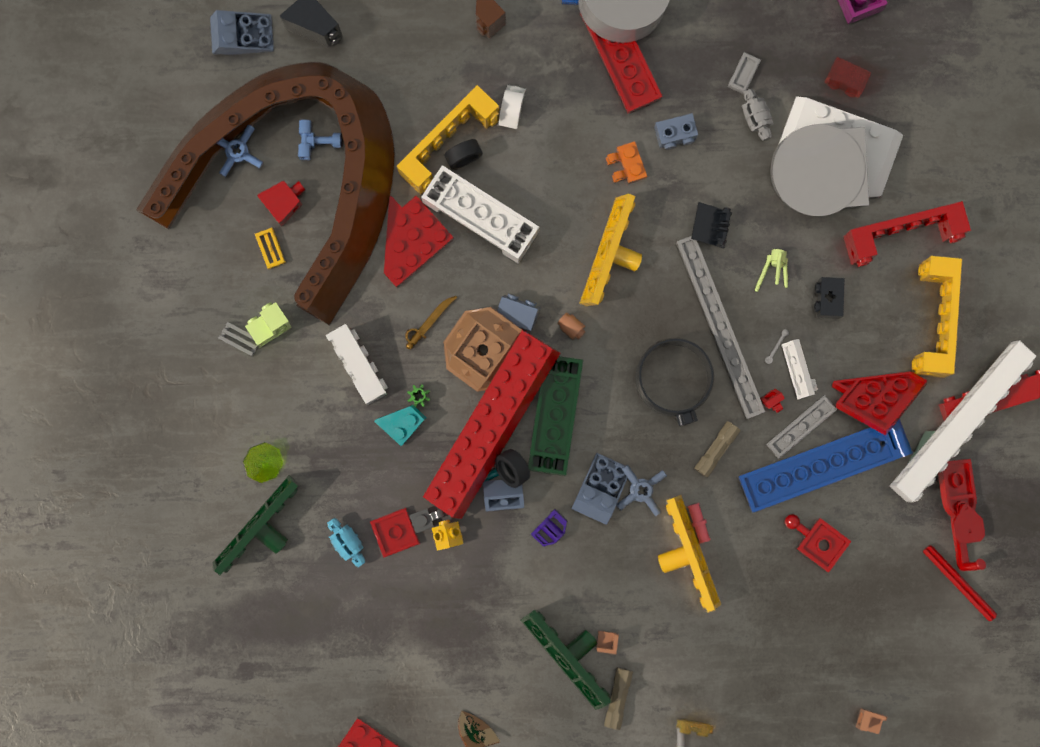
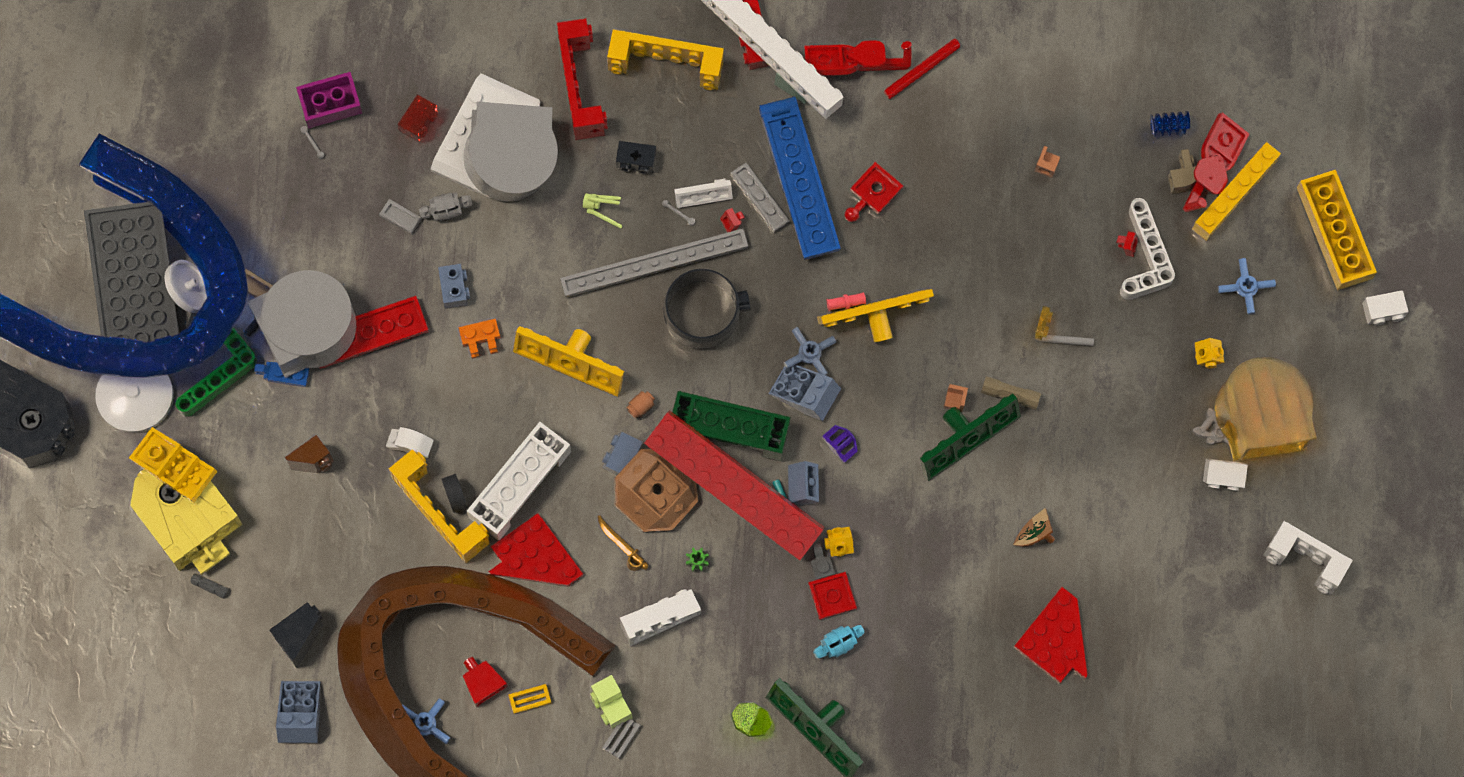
camera: 90 degrees left, 10 degrees down
(309, 140) = (421, 649): medium blue bar -> none
(401, 423) = (723, 578): teal wing -> none
(512, 468) = (774, 461): black tyre -> none
(711, 225) = (552, 260): black hinge -> none
(717, 449) = (765, 269): dark tan axle -> none
(880, 398) = (739, 121): red wing -> none

